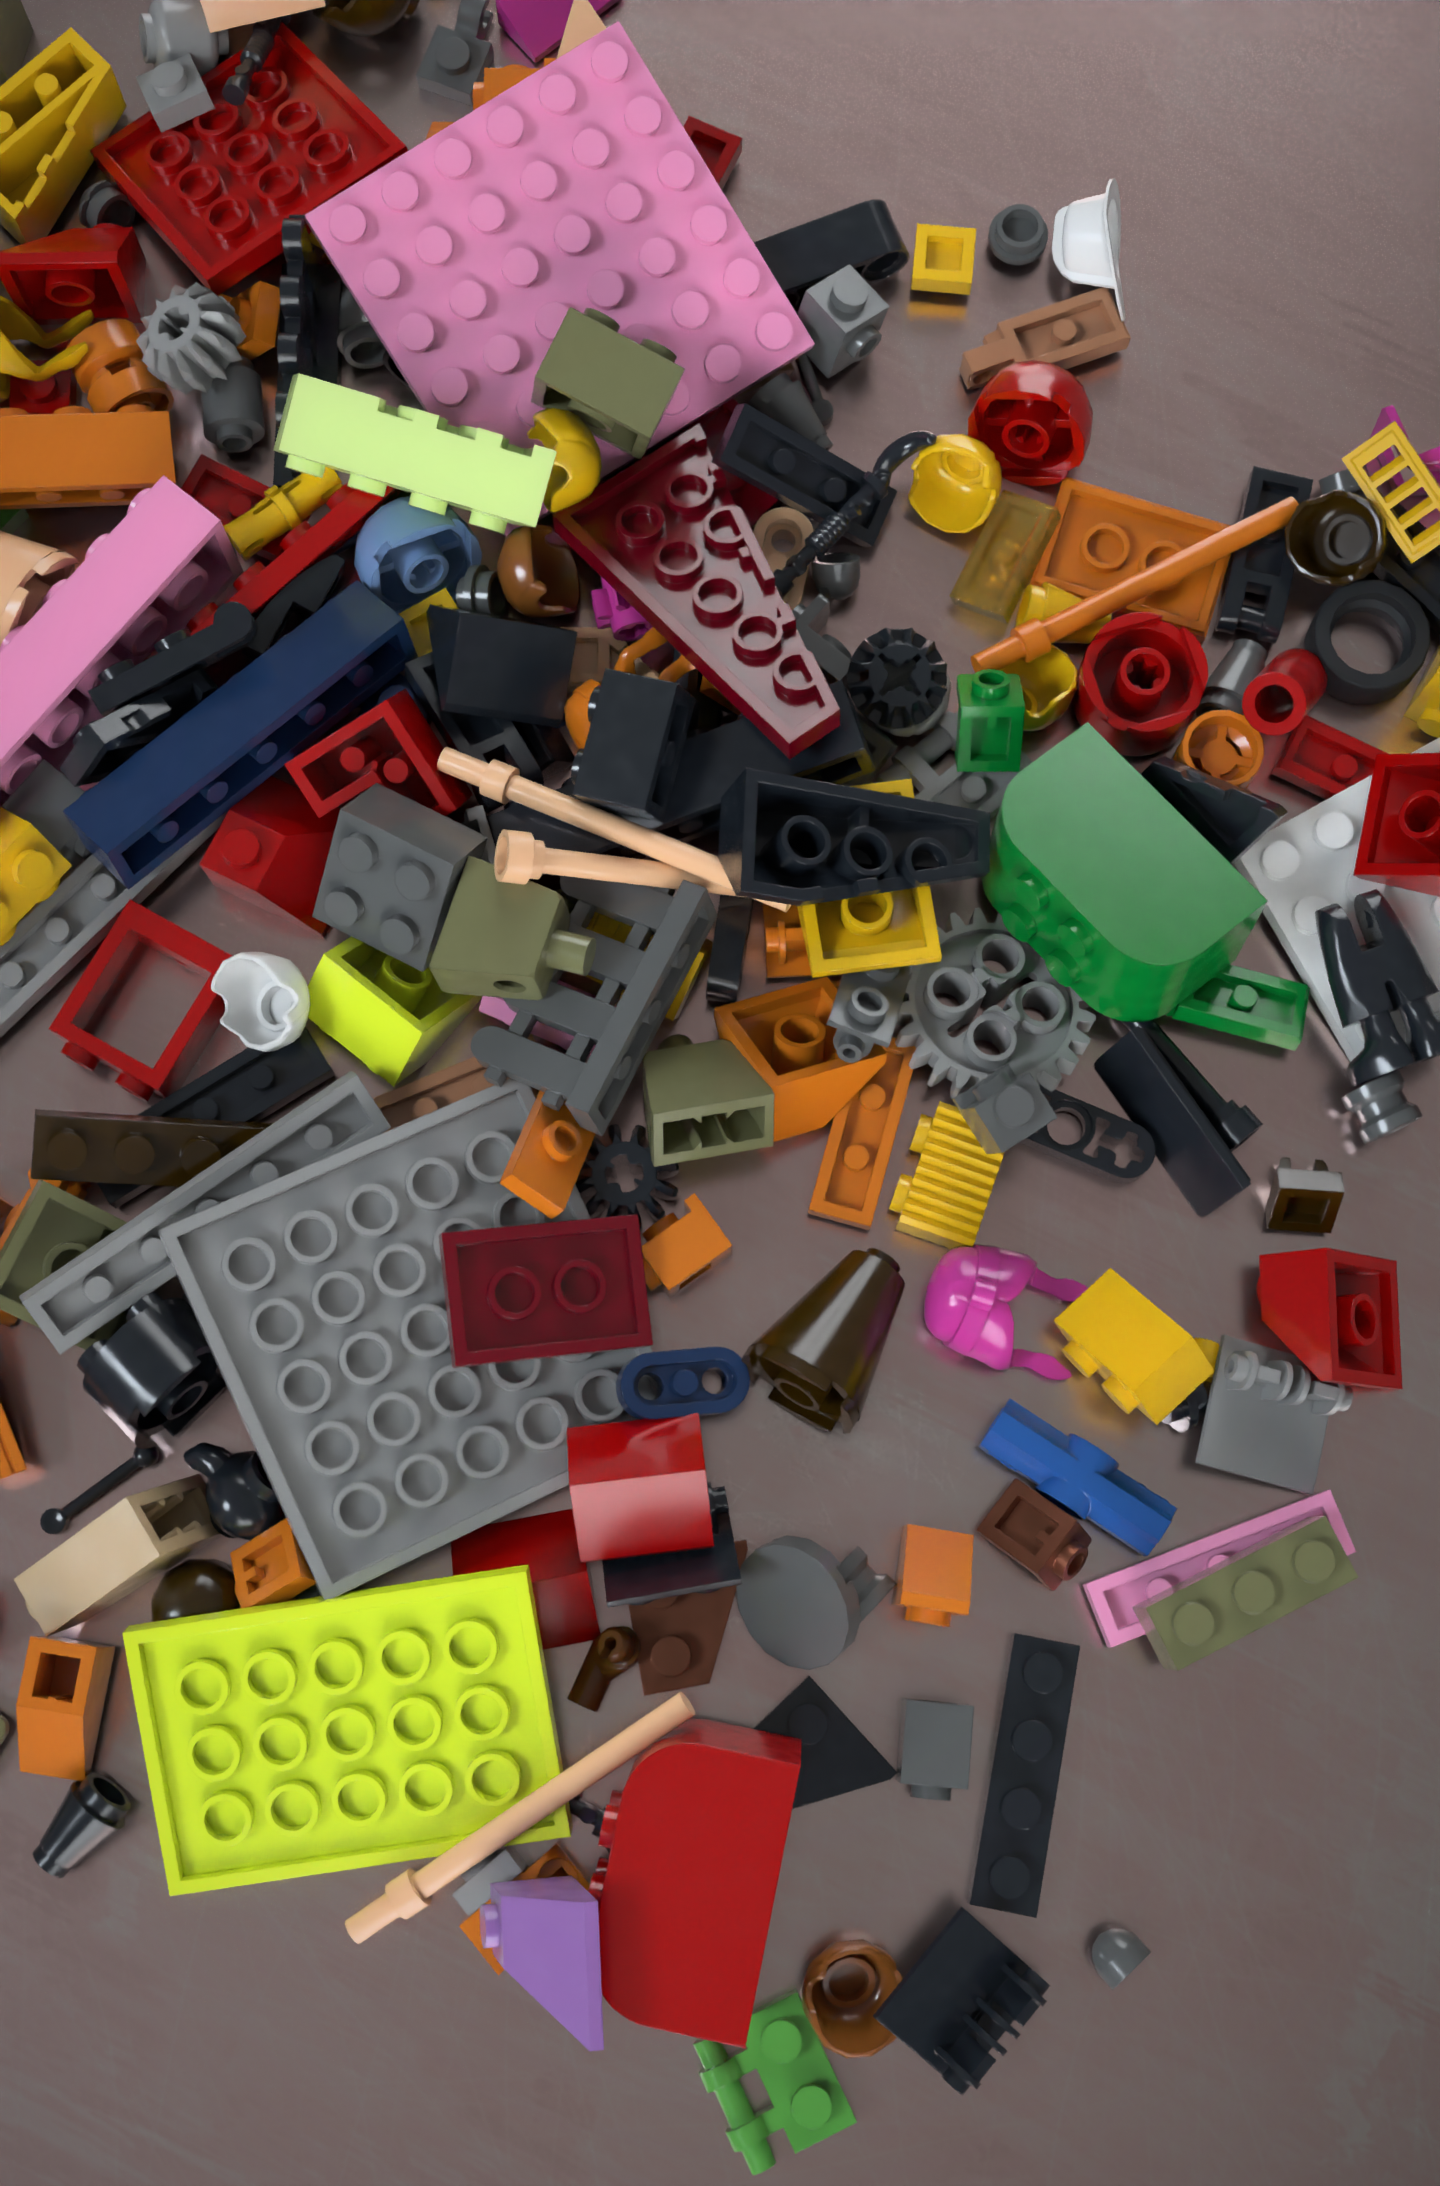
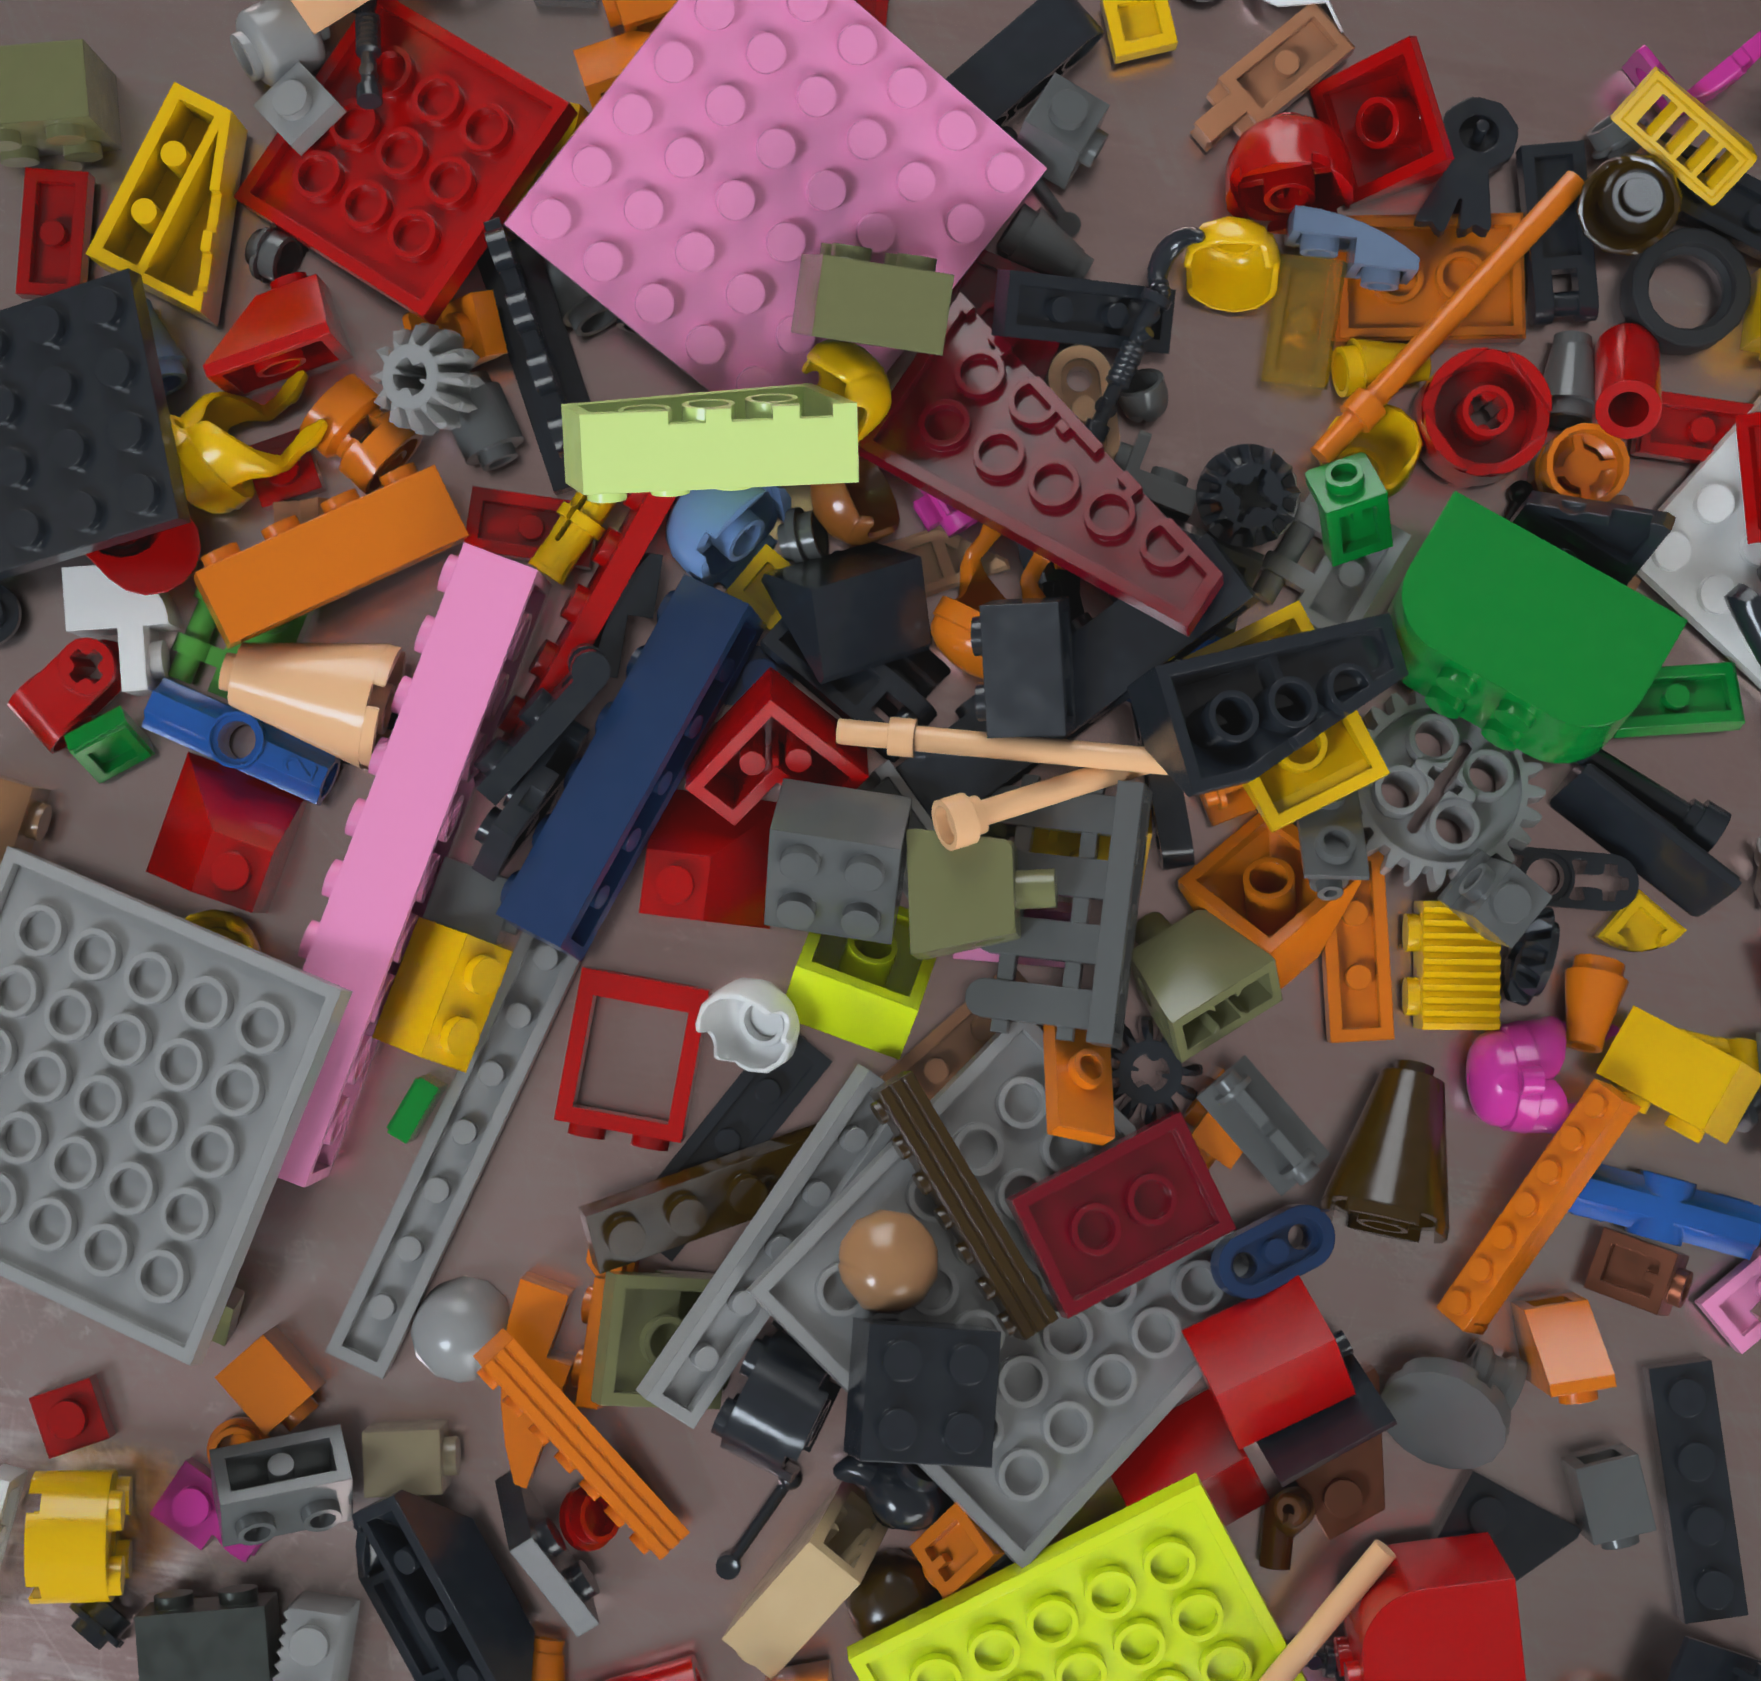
camera: 20 degrees left, 10 degrees up
(285, 1379) = (922, 1392): none -> black brick
(302, 1250) = (888, 1262): none -> medium nougat hair
(393, 1225) = (962, 1206): none -> dark brown piece
(712, 1254) = (1263, 1126): none -> dark grey hinge
(954, 1429) = (1537, 1207): none -> orange piece
(1026, 1188) = (1532, 959): none -> black gear
(1074, 1252) = (1592, 999): none -> orange cone
(1087, 512) = (1371, 254): none -> sand blue slope
(1137, 410) = (1387, 121): none -> red slope
(1142, 1205) = (1639, 927): none -> yellow tile
(1214, 454) = (1481, 142): none -> black piece

